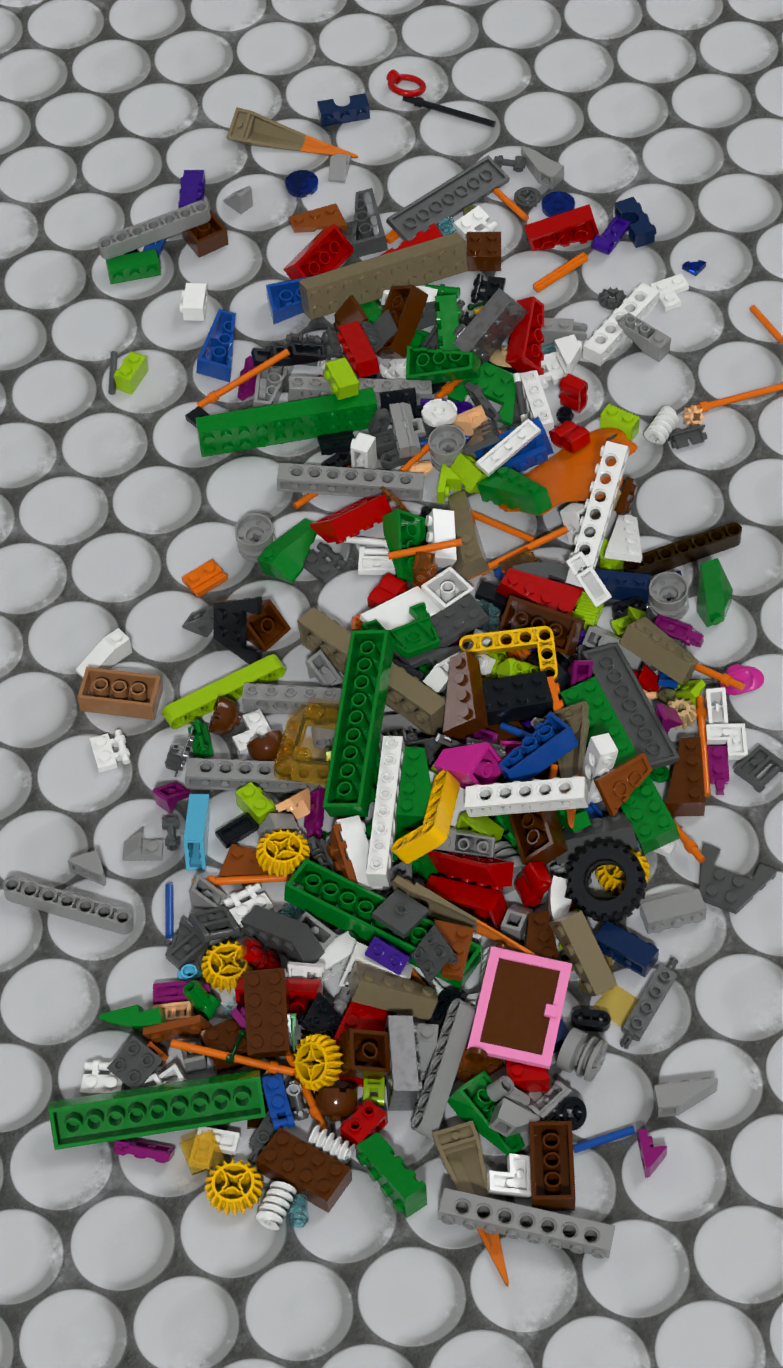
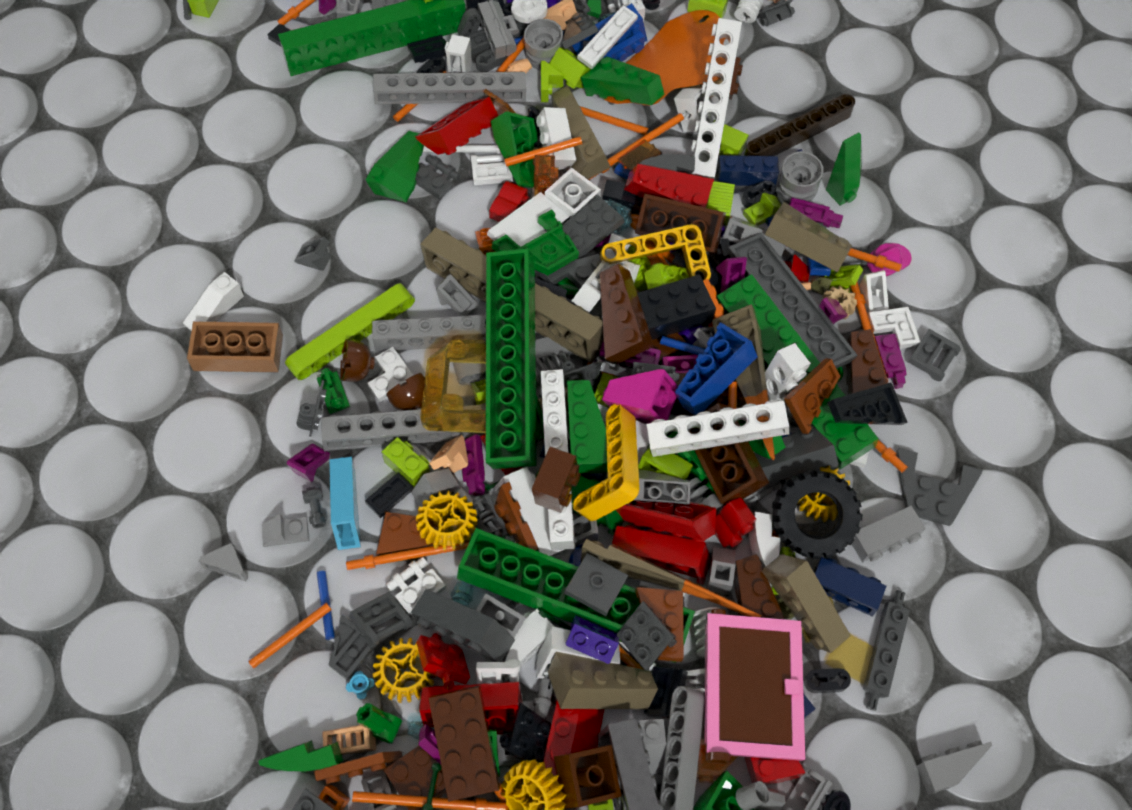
camera: 15 degrees left, 10 degrees up
(76, 903) = (196, 608): light grey beam -> none
(103, 751) = (225, 416): white plate -> none
(136, 929) = (290, 635): none -> orange bar
(172, 992) = (344, 712): magenta hinge -> none
(204, 578) = (311, 205): orange plate -> none
(204, 894) = (366, 581): light grey slope -> none
(231, 626) = (348, 256): black wing -> none
(253, 535) = (358, 154): light grey wheel -> none
(266, 628) = (381, 251): reddish brown slope -> none
(377, 820) = (556, 480): none -> reddish brown brick
(570, 436) = (663, 22): red brick -> none
(583, 1055) = (839, 734): light grey wheel -> none
(588, 579) = (718, 167): white slope -> none
(625, 540) = (743, 123): white wing -> none
(680, 799) = (870, 406): none -> black wing

